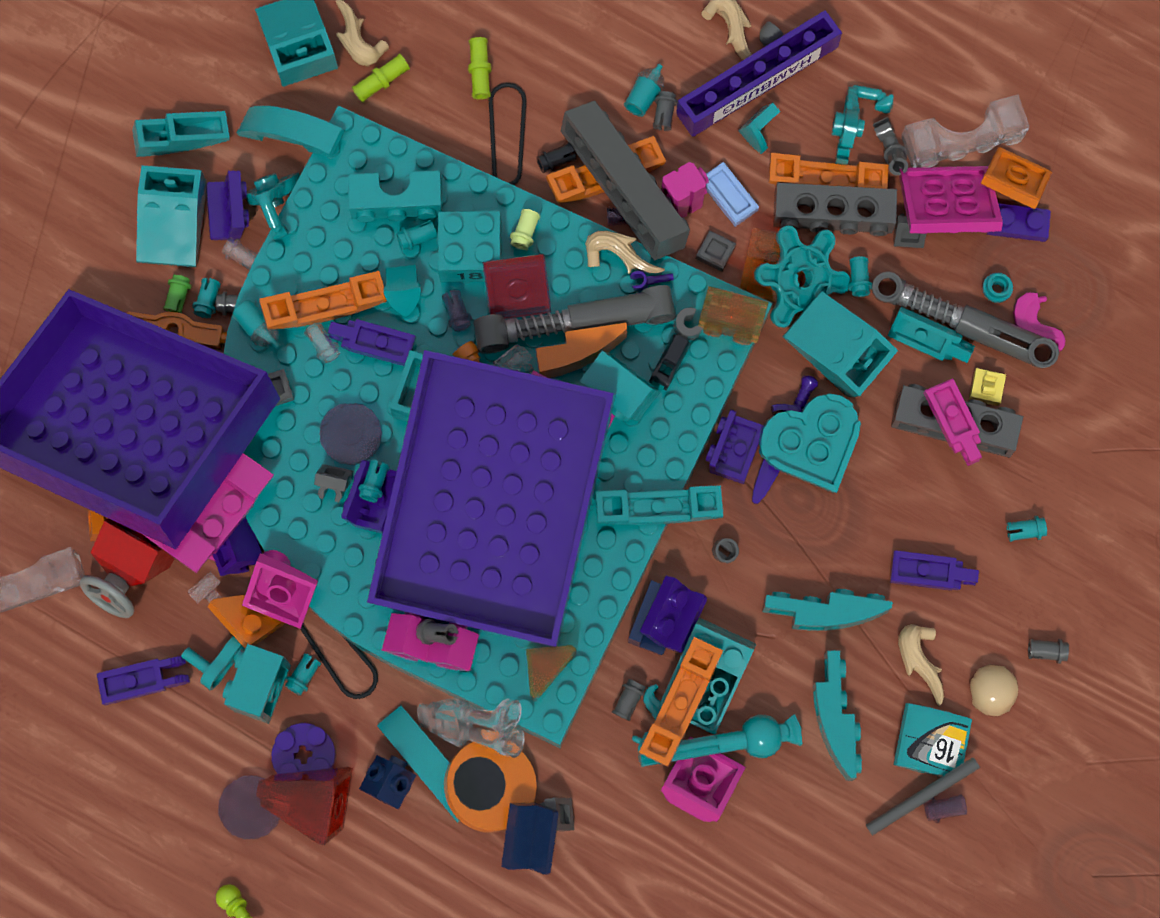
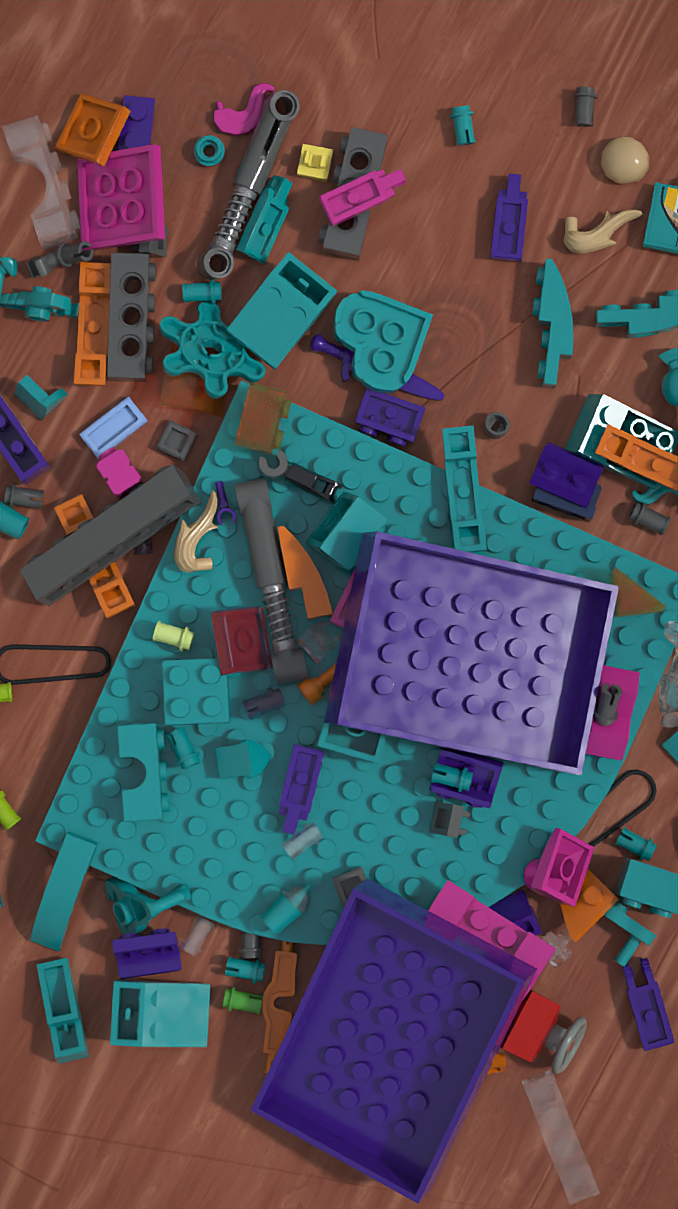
camera: 95 degrees left, 10 degrees up
(323, 304) = (260, 840): orange slope -> none
(350, 433) = (397, 806): clear purple tile -> none
(549, 160) = (79, 609): black pin -> none

